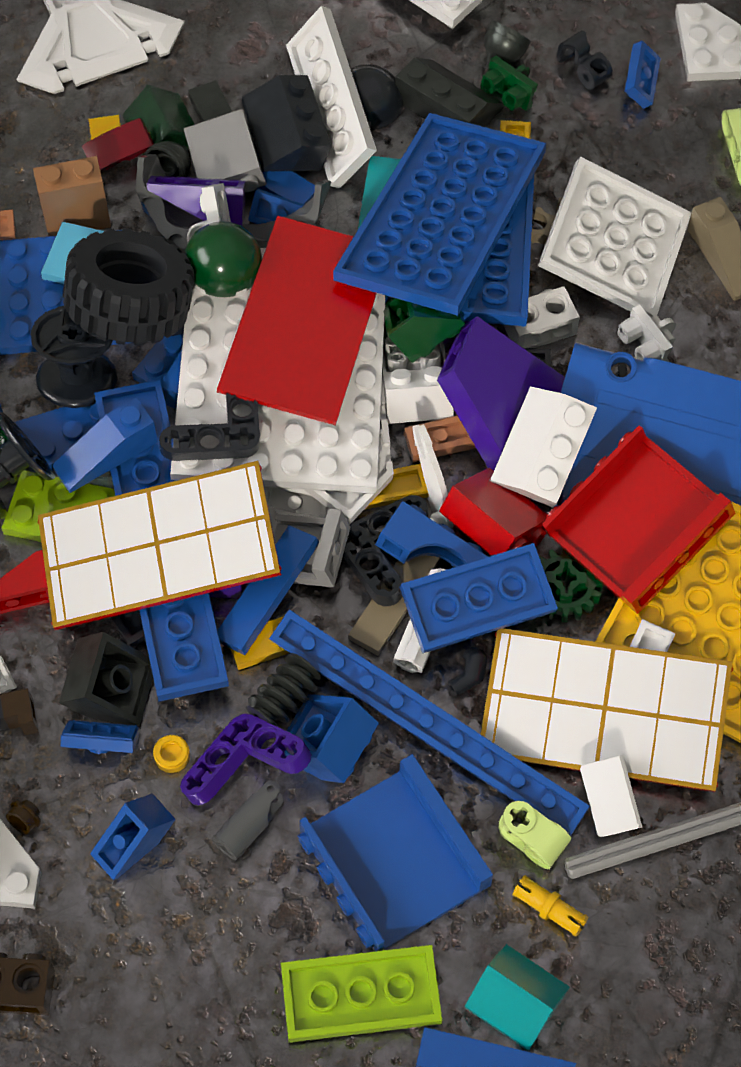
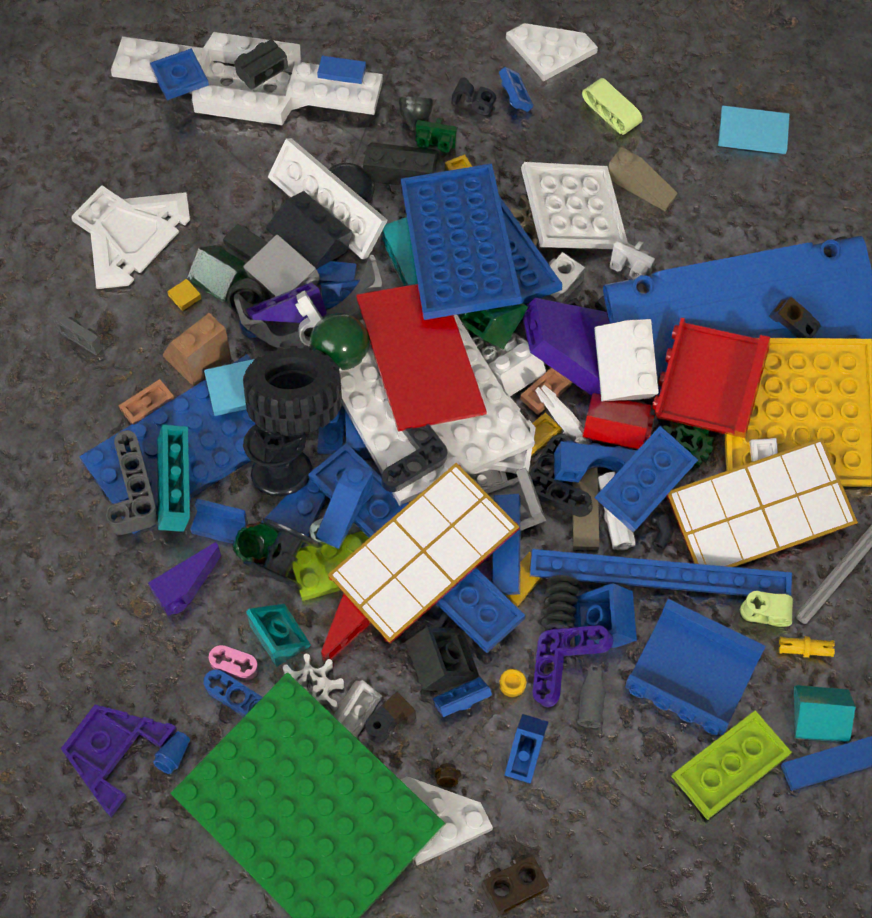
camera: 30 degrees left, 0 degrees up
(119, 144) = (203, 299): dark red slope -> none
(610, 796) = (801, 559): white slope -> none

